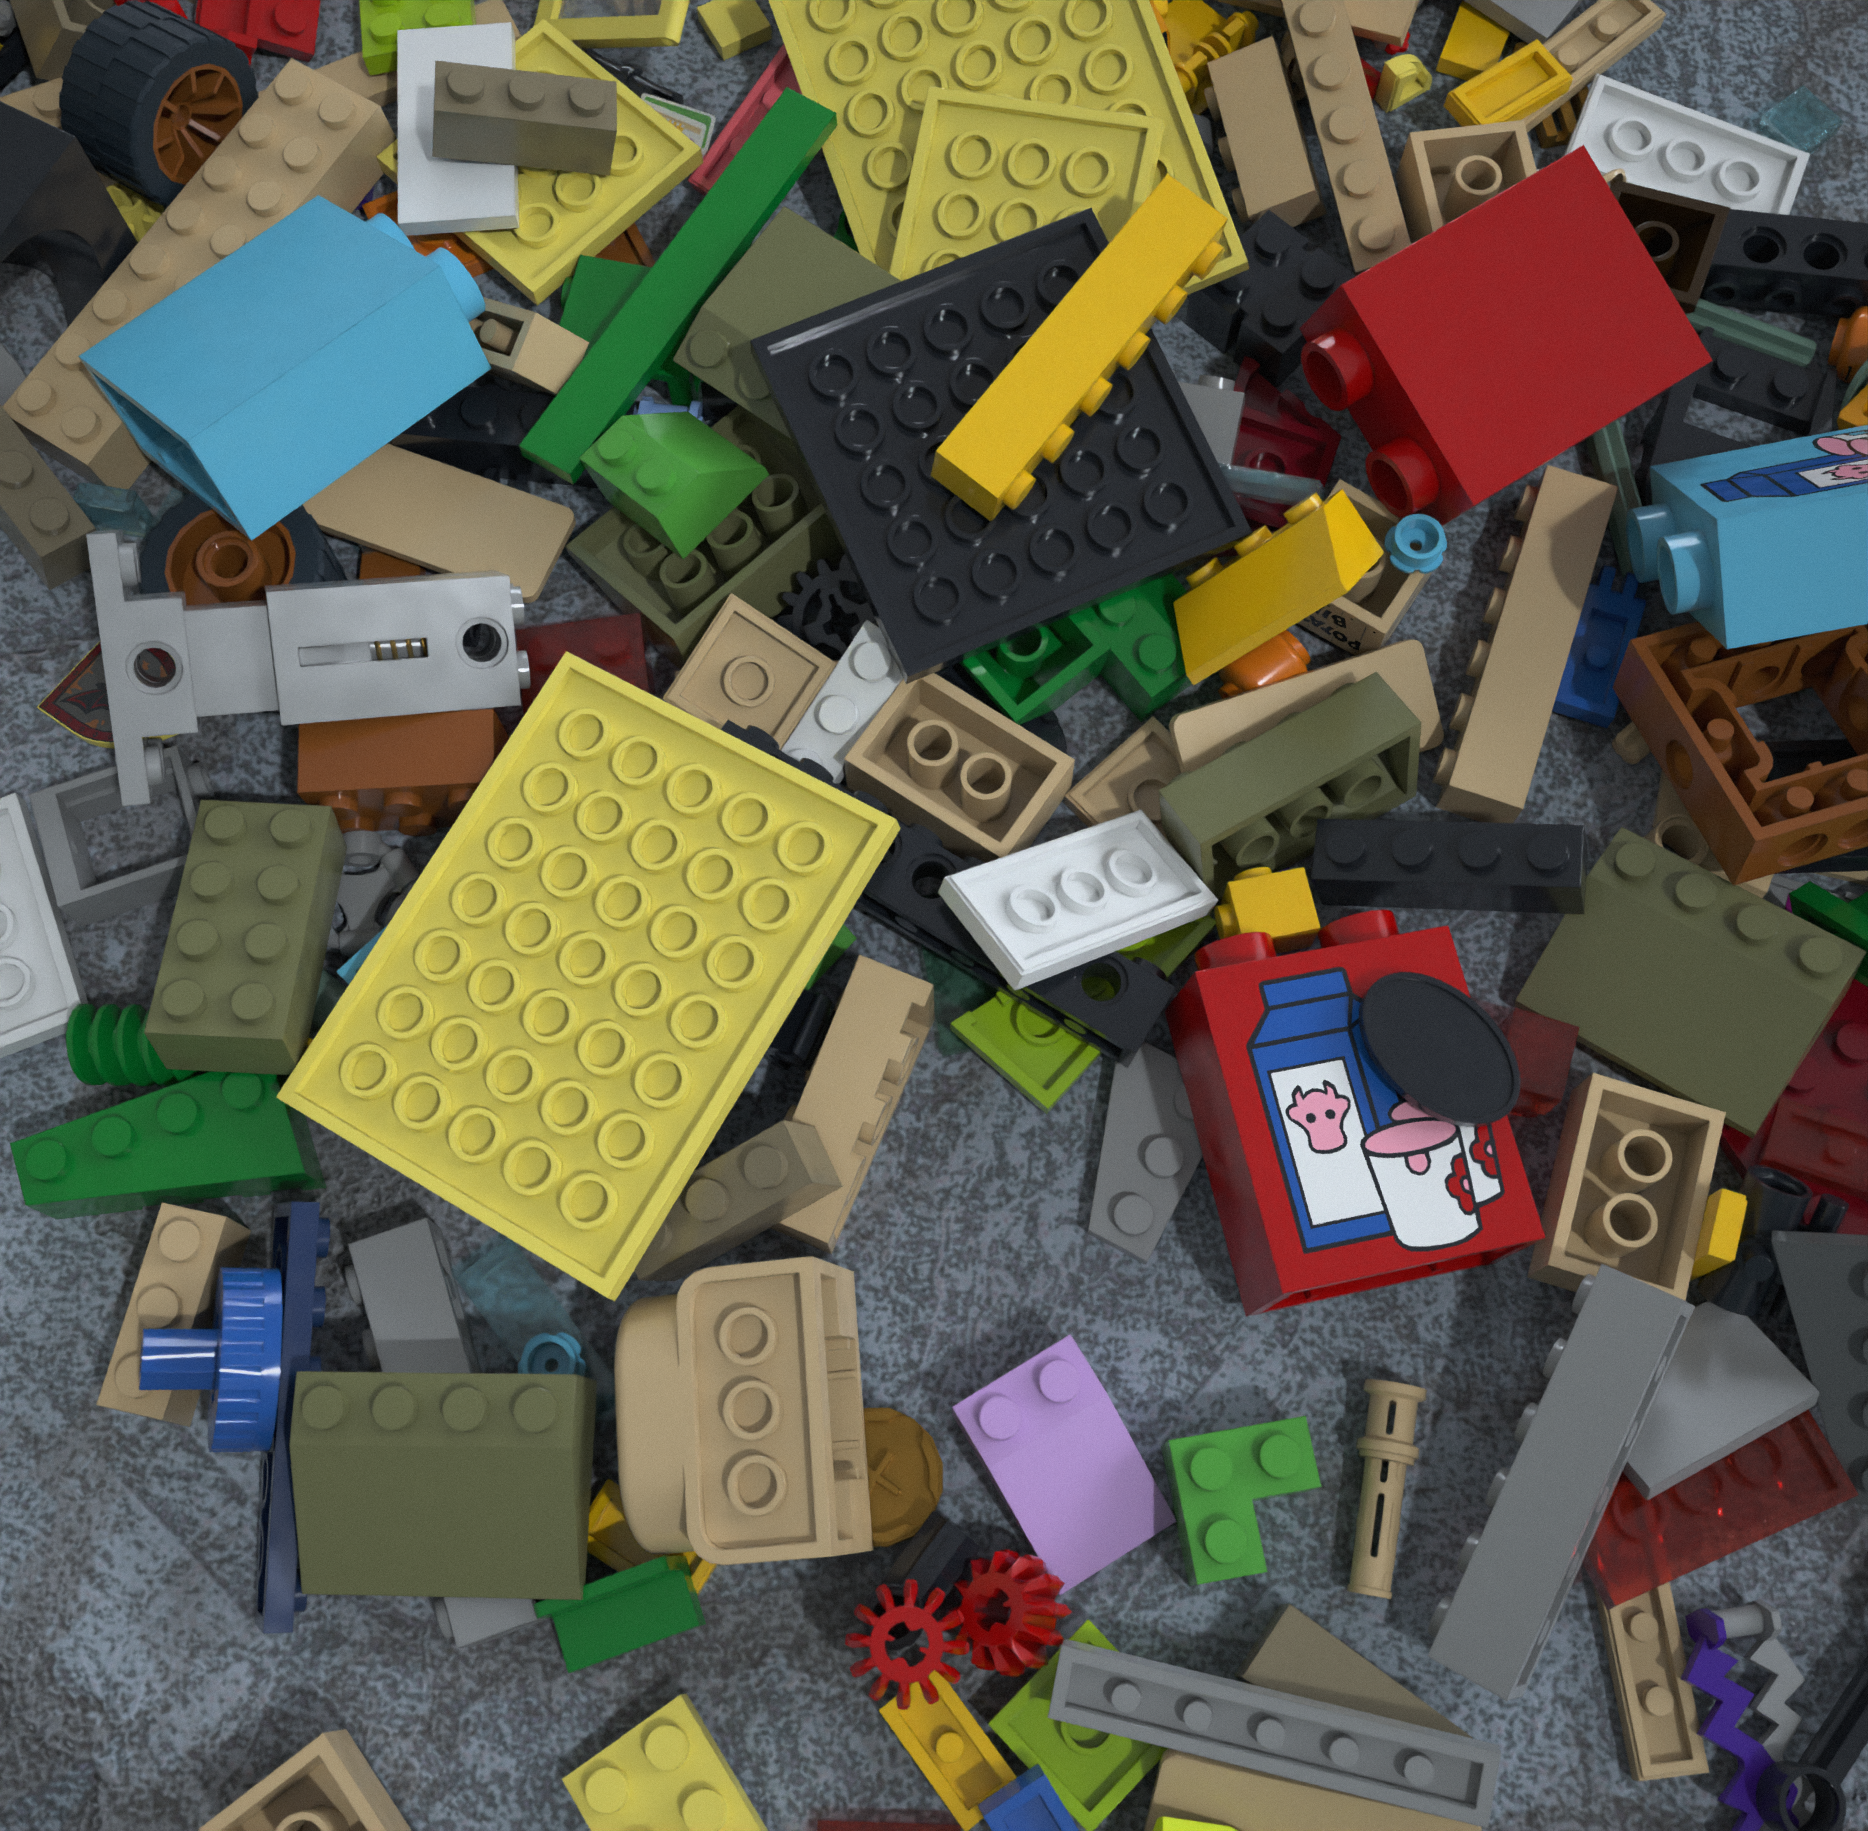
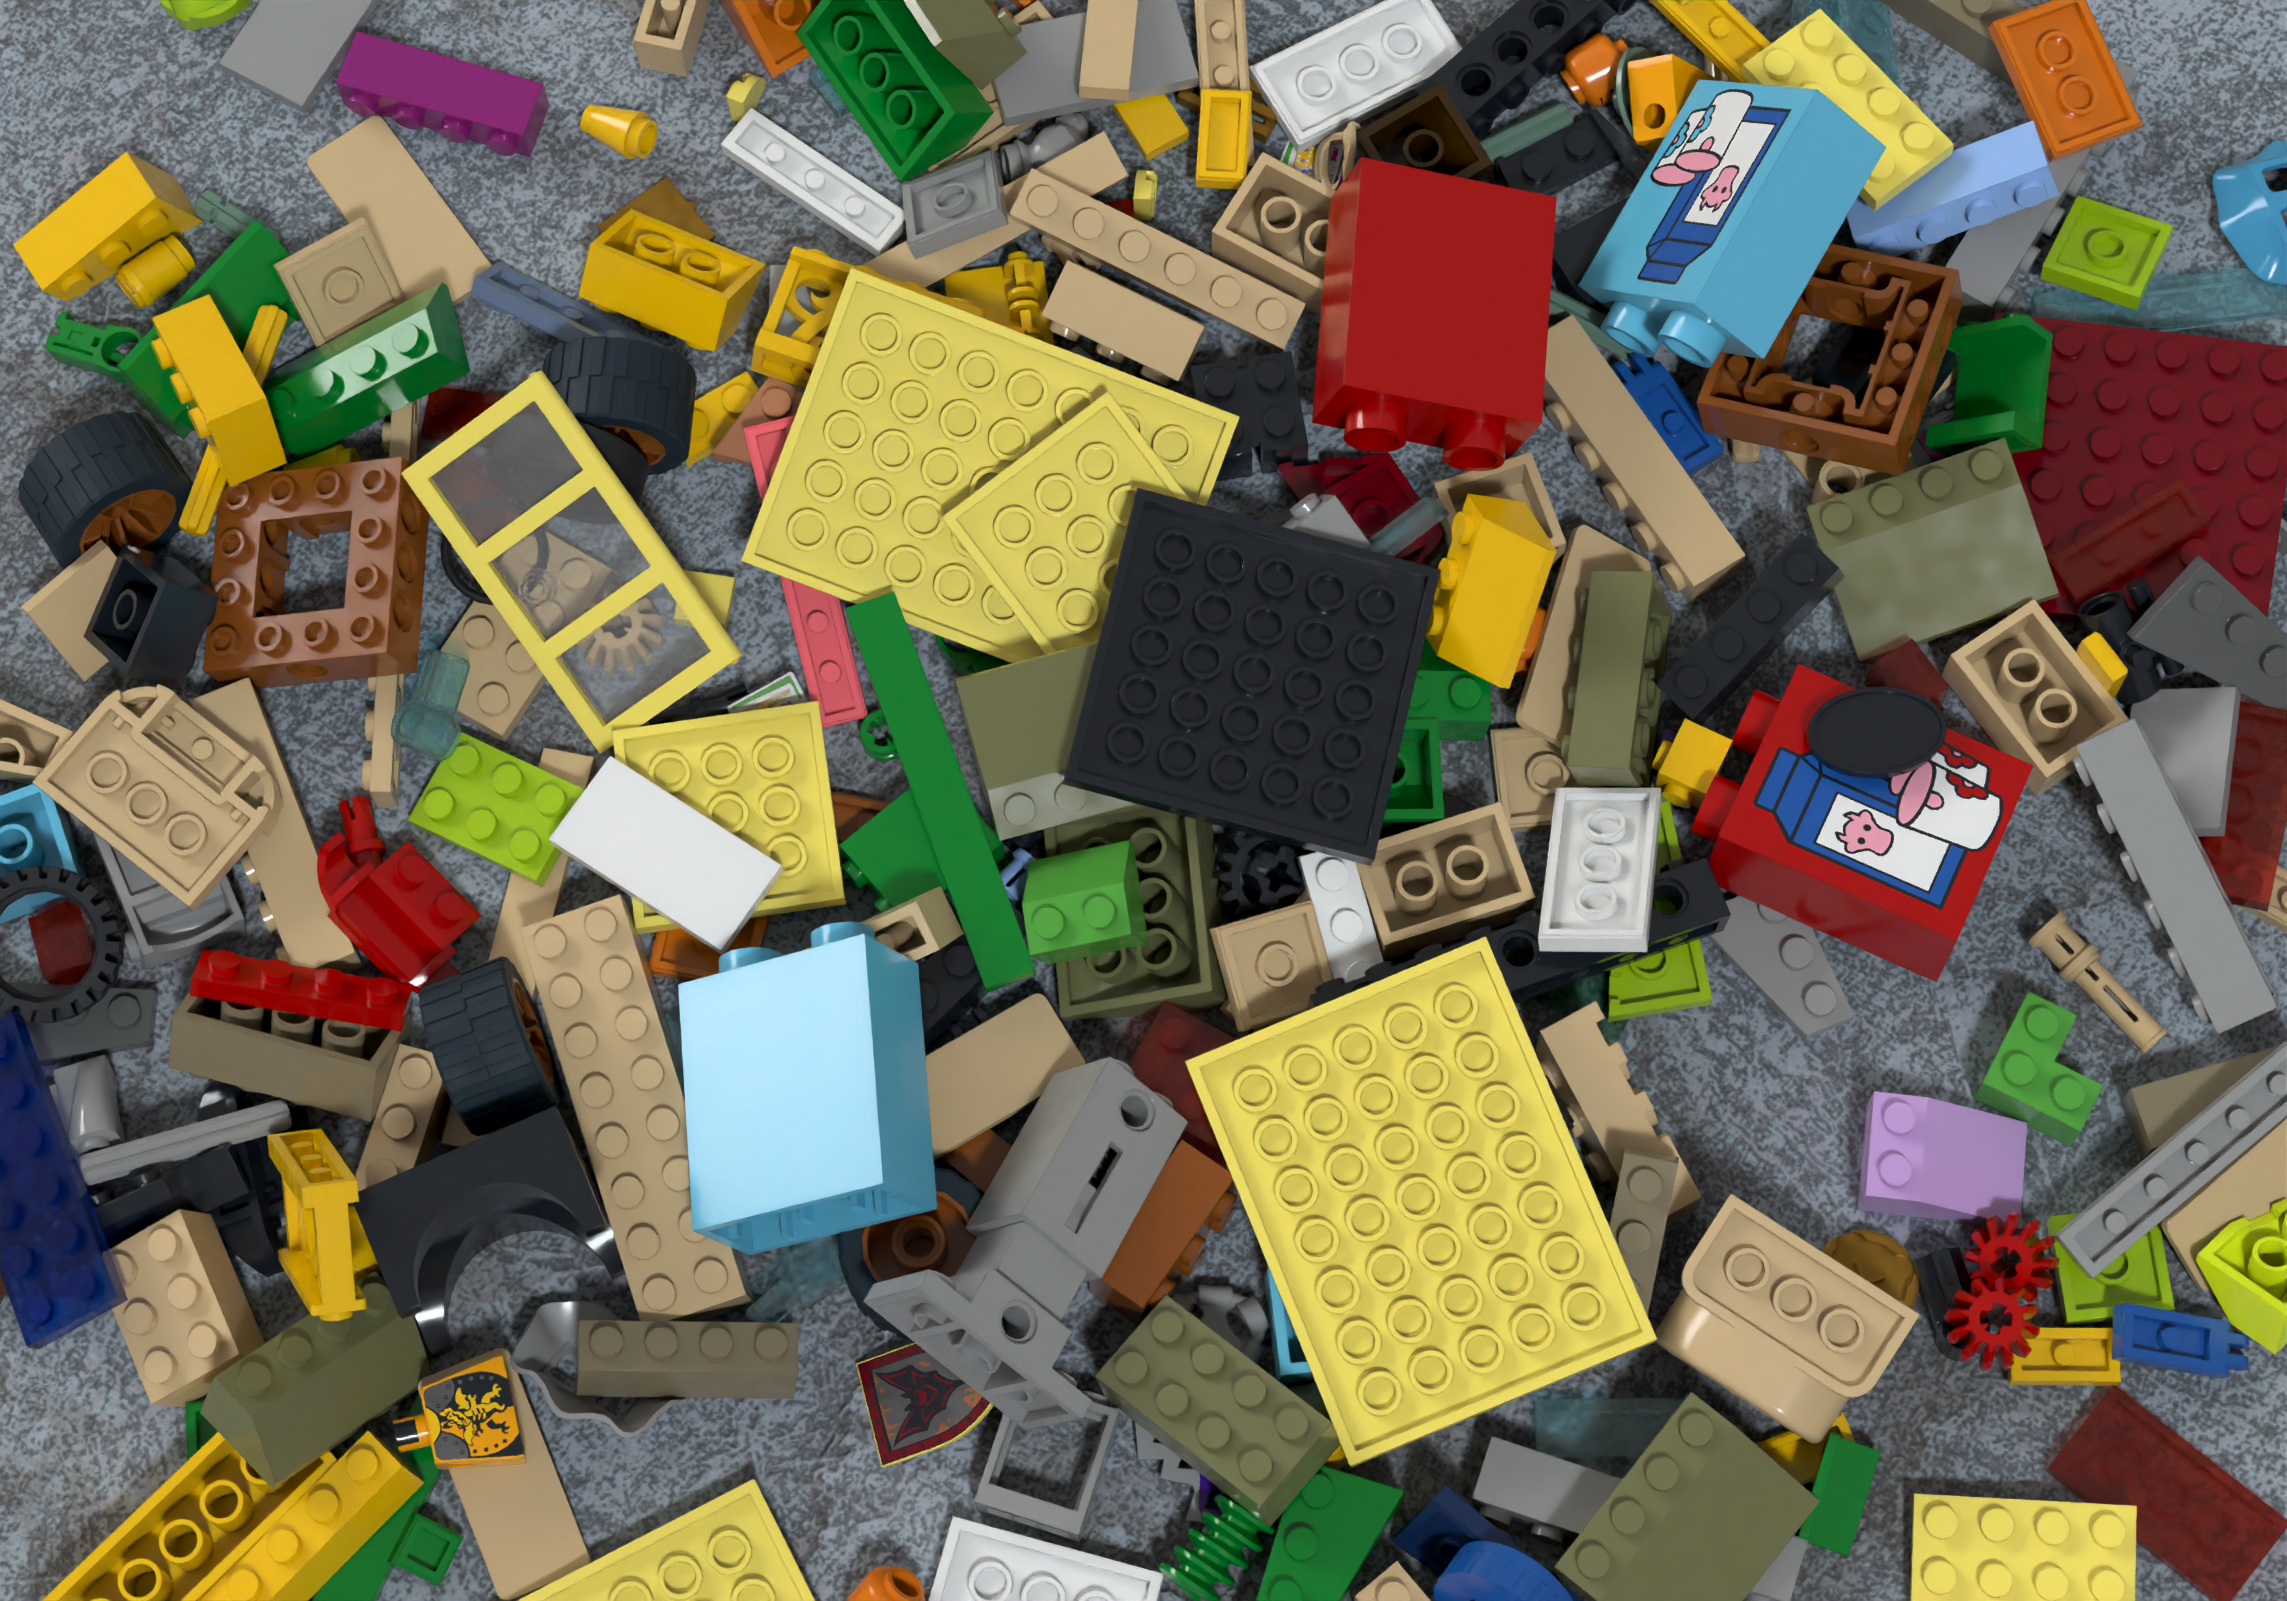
camera: 50 degrees left, 0 degrees up
(524, 118) = (722, 803): dark tan brick -> none
(547, 1347) = (1639, 1414): medium azure plate -> none
(1079, 348) = (1244, 576): yellow brick -> none
(1420, 530) = (1528, 463): medium azure plate -> none

